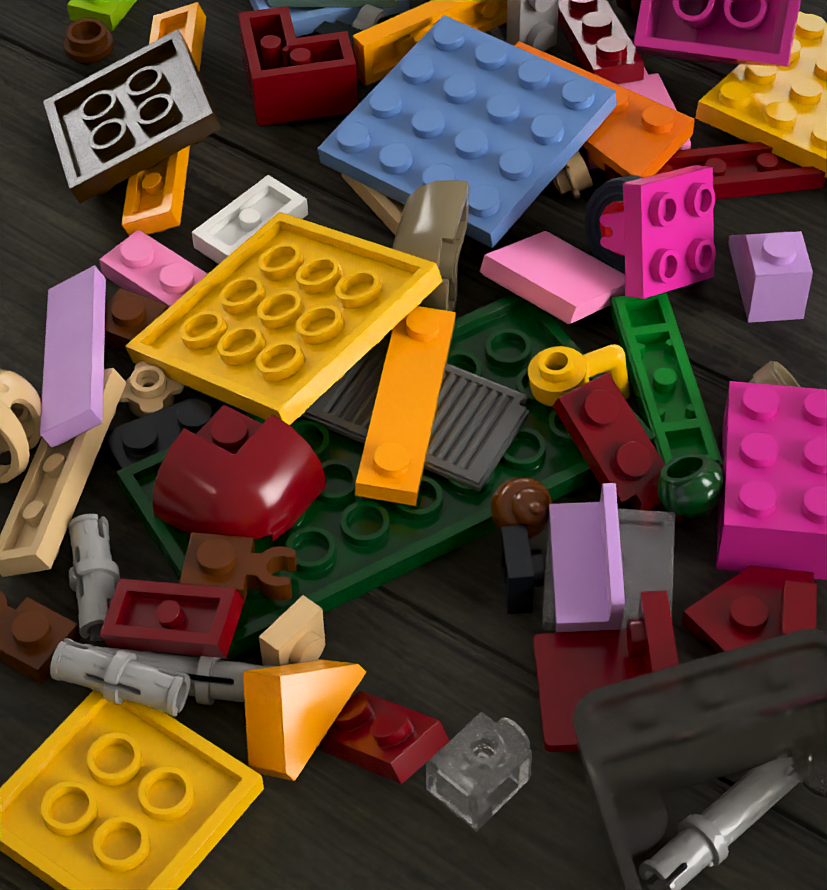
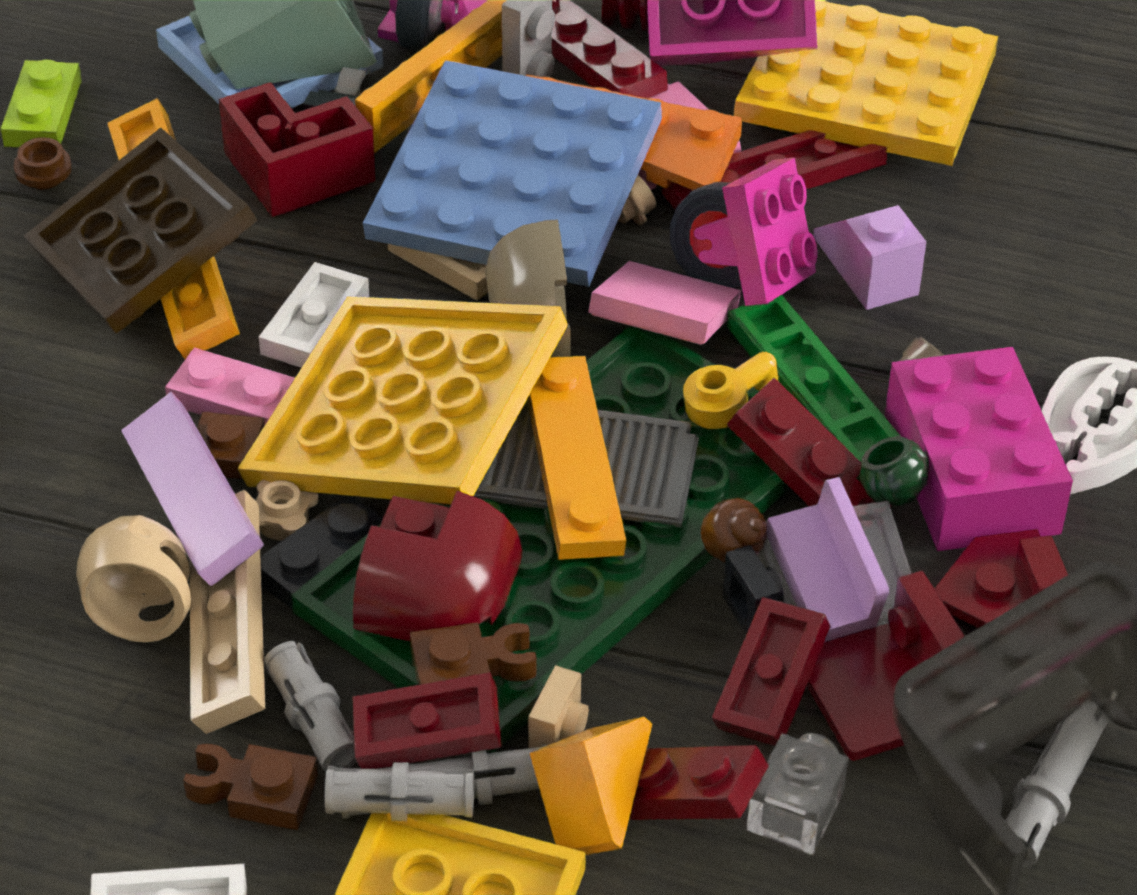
camera: 20 degrees left, 5 degrees down
(501, 648) = (771, 671): none -> dark red plate

